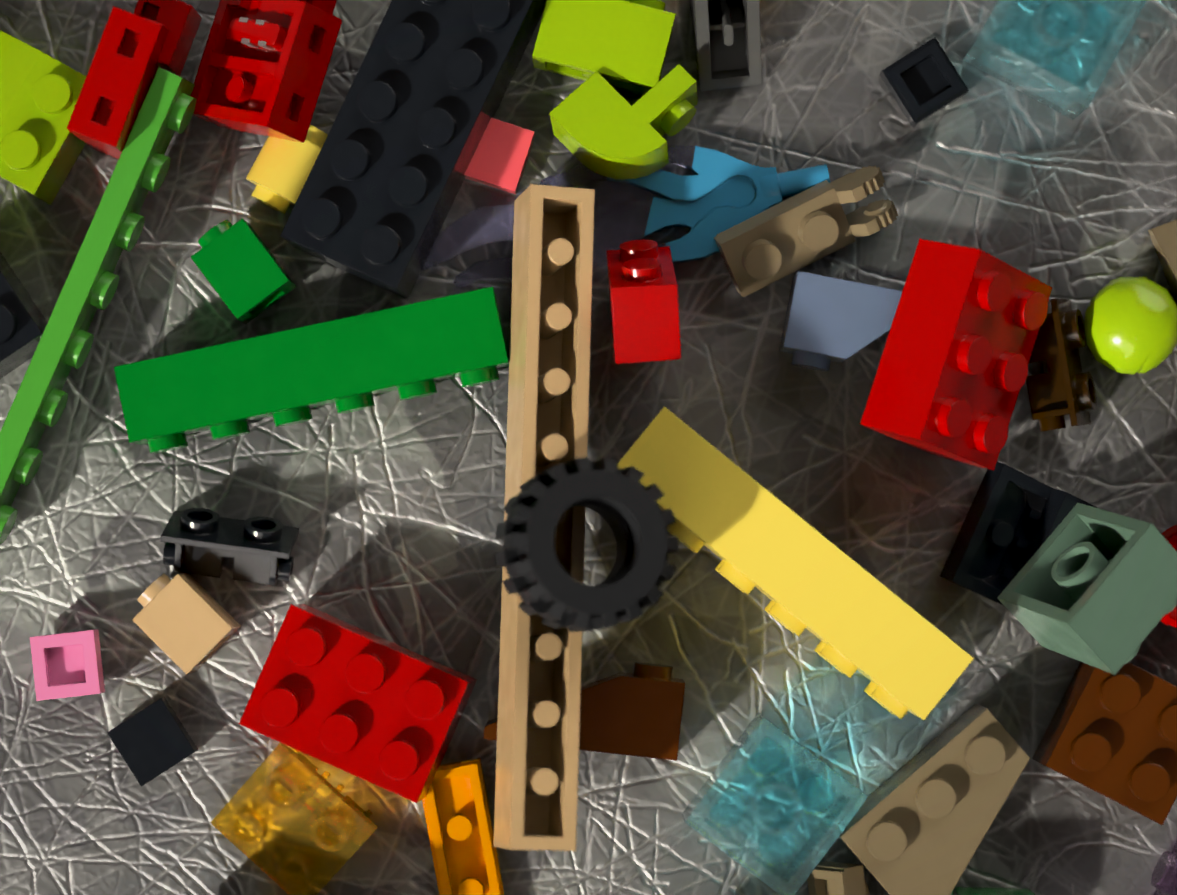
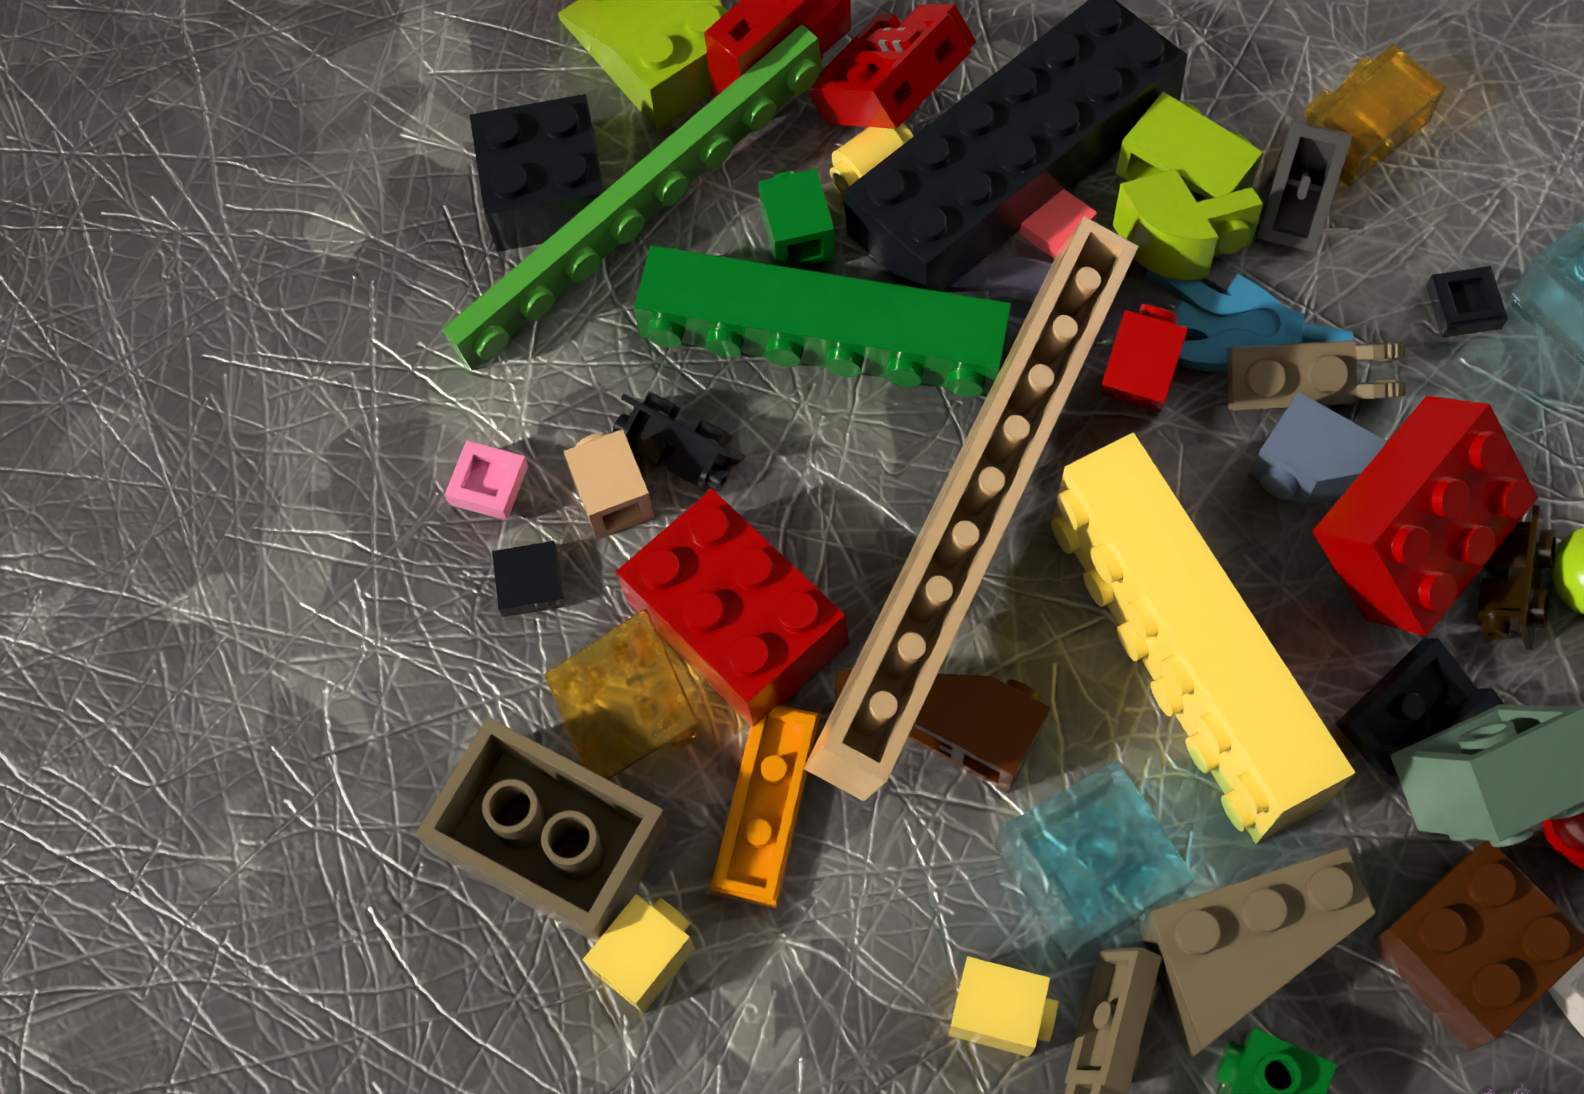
camera: 25 degrees right, 20 degrees down
(638, 533) = (1043, 462): black tyre -> none

